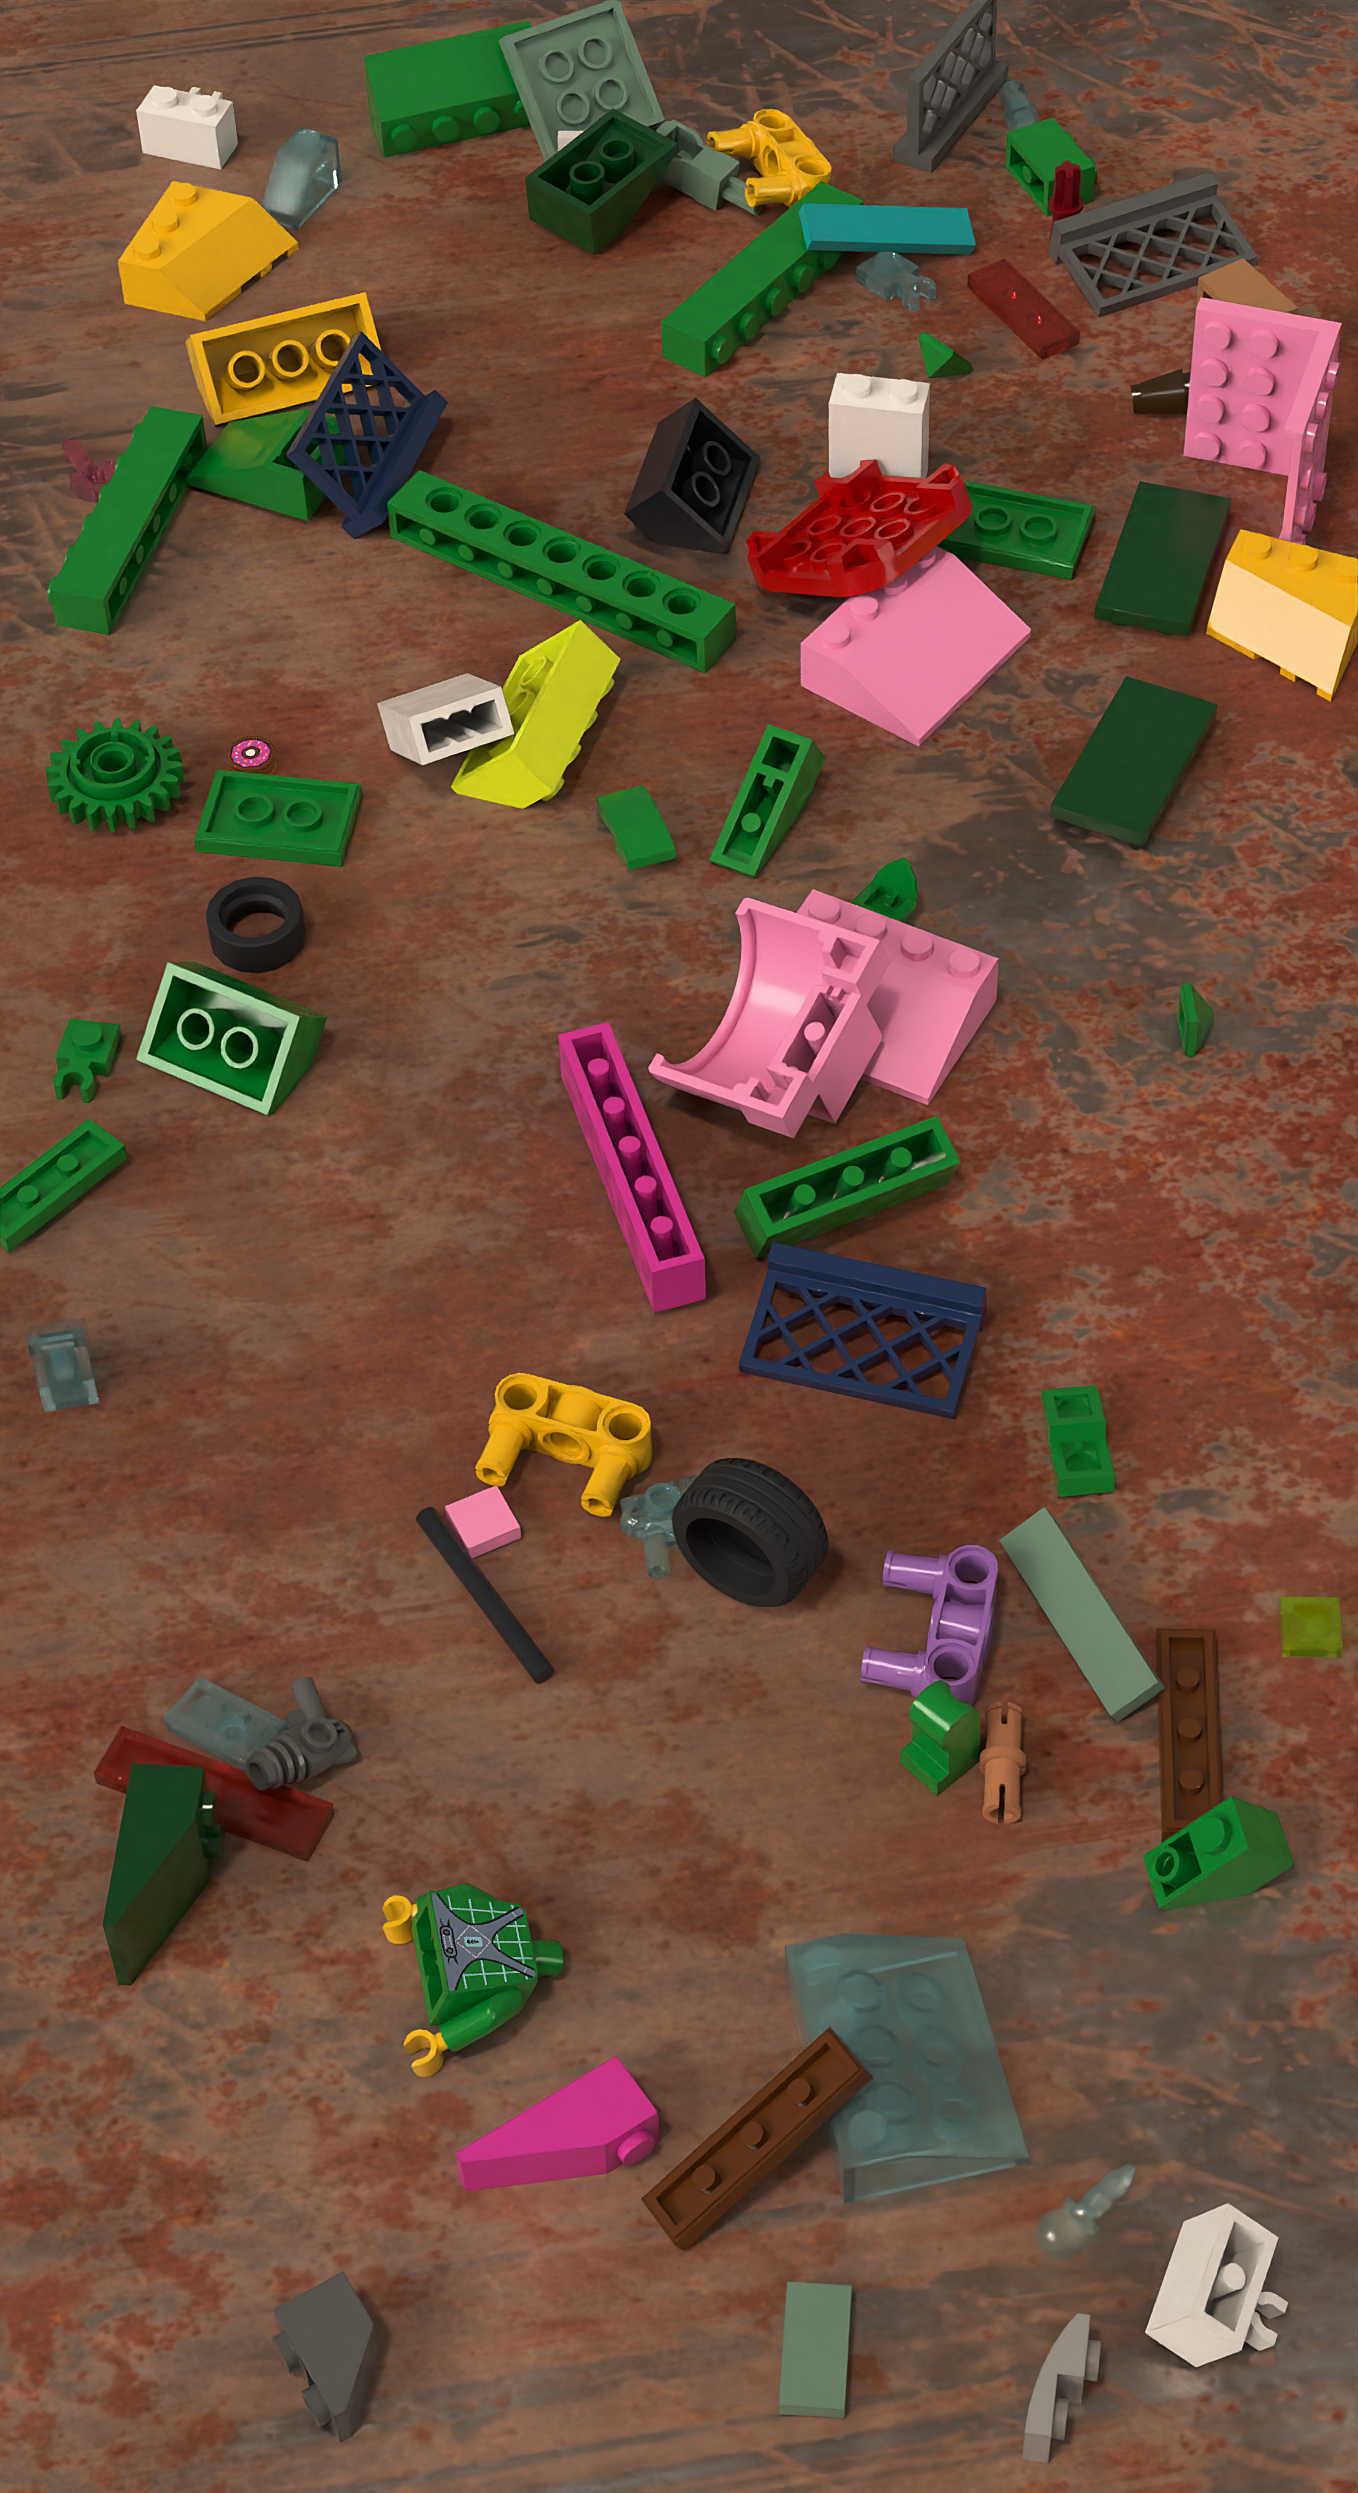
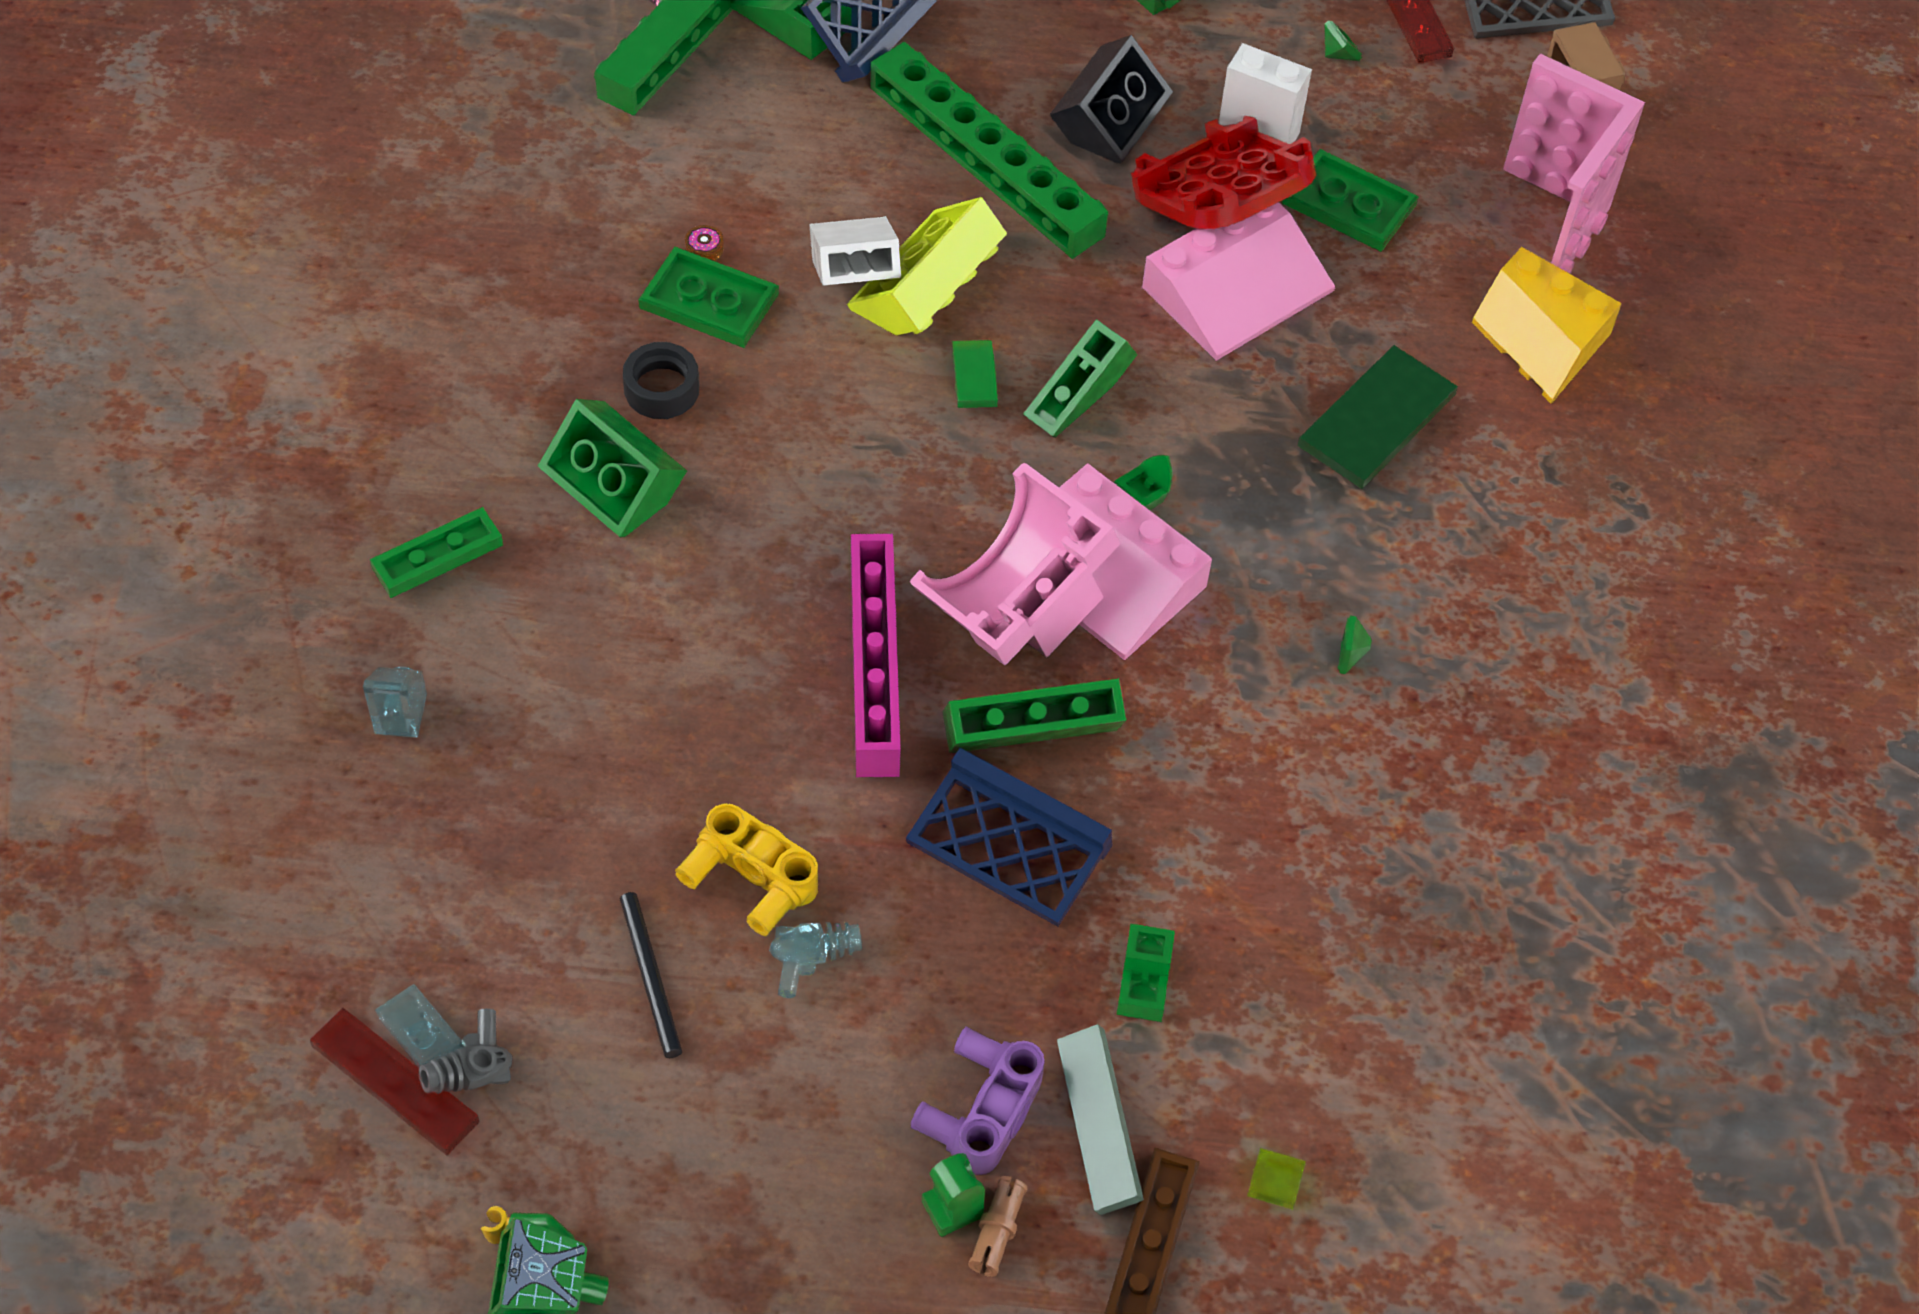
camera: 10 degrees right, 5 degrees up
(85, 1051) = (500, 450): green plate -> none
(115, 775) = (596, 232): green gear -> none
(159, 1860) = (325, 1132): dark green slope -> none
(483, 1522) = (669, 915): bright pink tile -> none
(750, 1532) = (860, 985): black tyre -> none
(1162, 394) = (1498, 115): dark brown cone -> none
(1163, 559) = (1456, 253): dark green tile -> none

